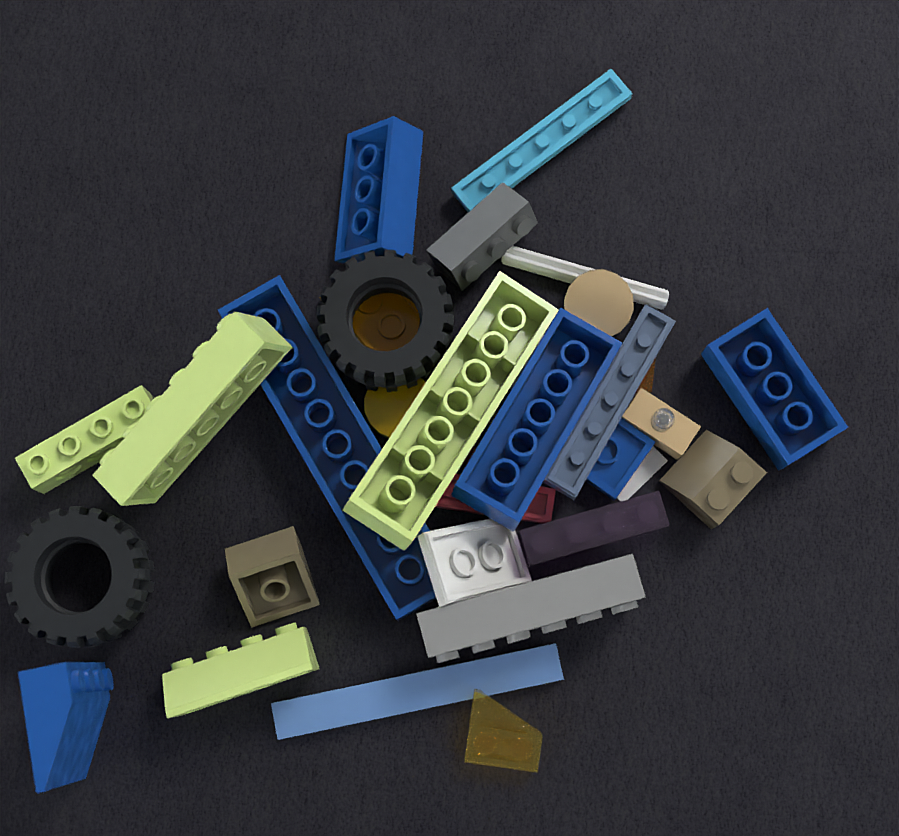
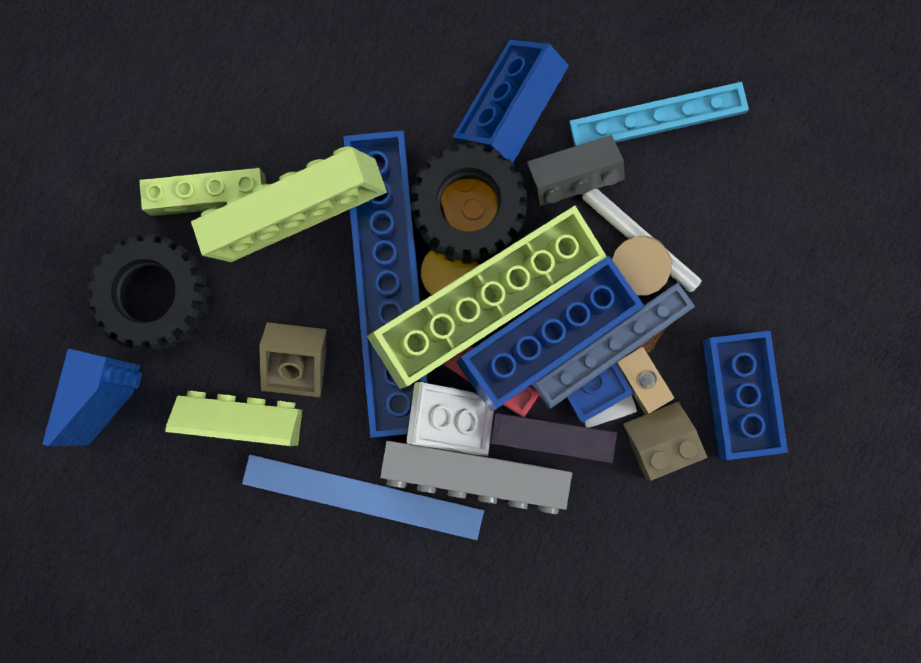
camera: 25 degrees right, 5 degrees up
(501, 737) = (409, 560): clear yellow wing -> none

